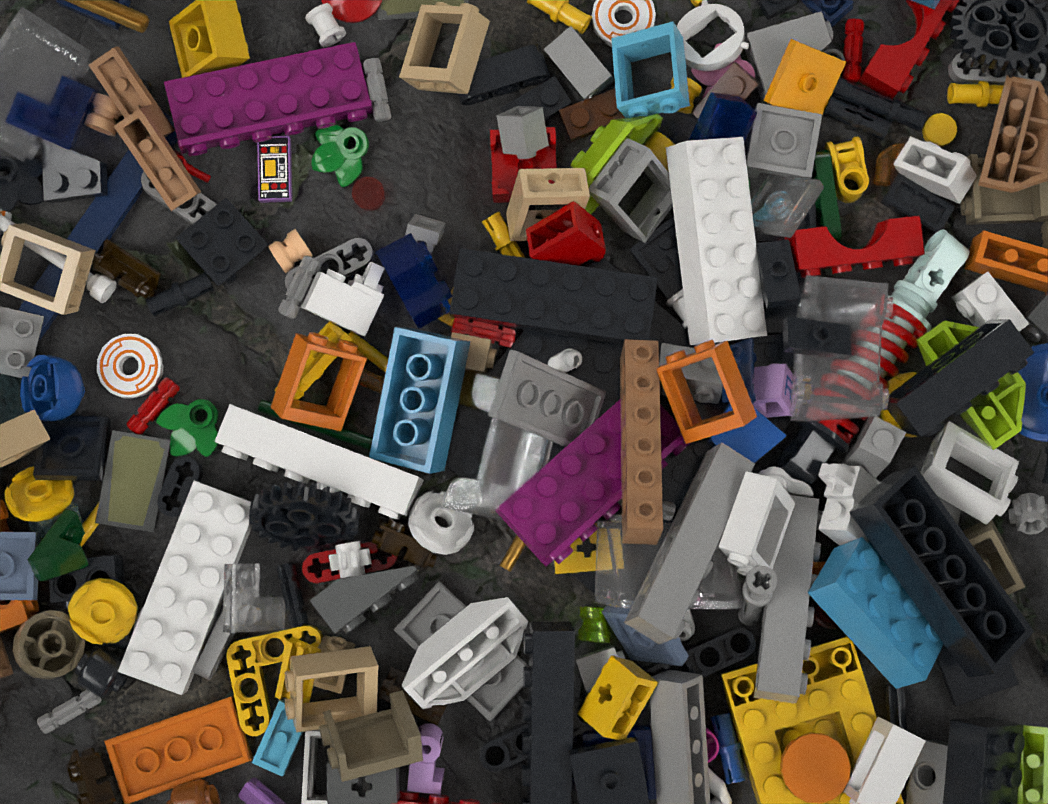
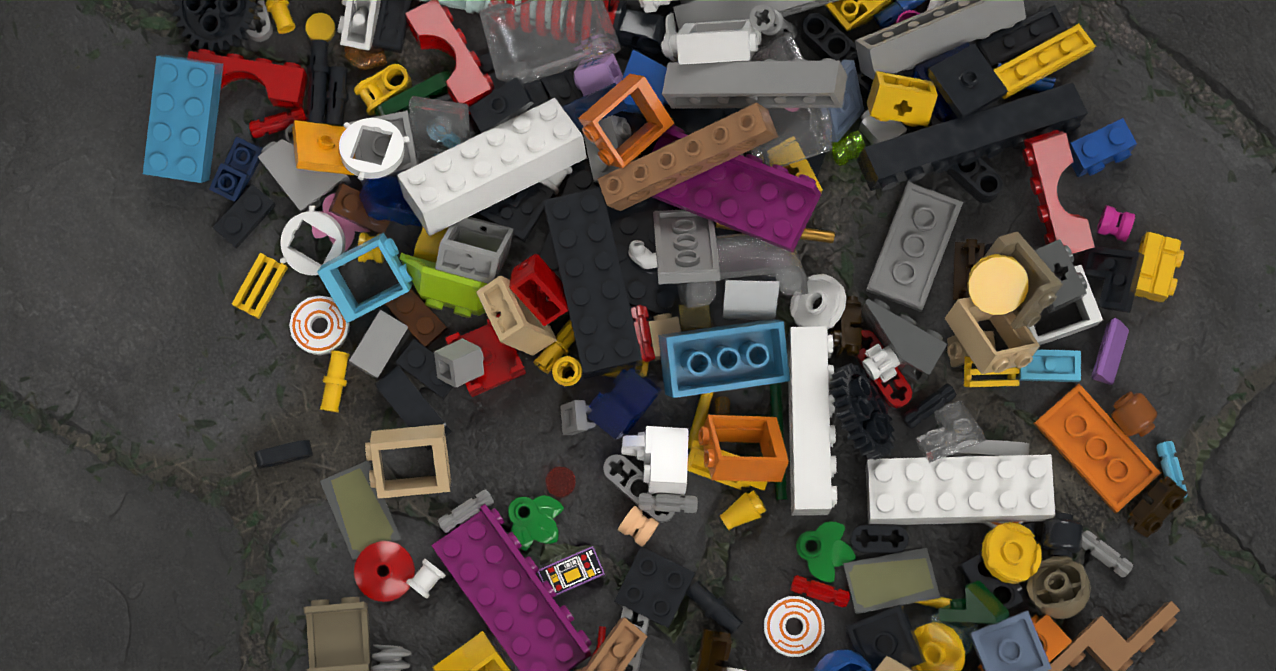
camera: 115 degrees left, 5 degrees down
(259, 658) = (993, 410): yellow beam -> none
(263, 362) = (743, 510): none -> yellow cone
(374, 713) = (997, 284): none -> yellow tile
(424, 775) = (1030, 230): lavender leg -> none
(465, 448) = (750, 300): none -> white sticker
(465, 653) = (915, 239): white wedge -> none
(469, 231) = (563, 365): none -> yellow cone
(800, 105) = (362, 169): none -> white piece
(817, 338) = (544, 52): black plate -> none

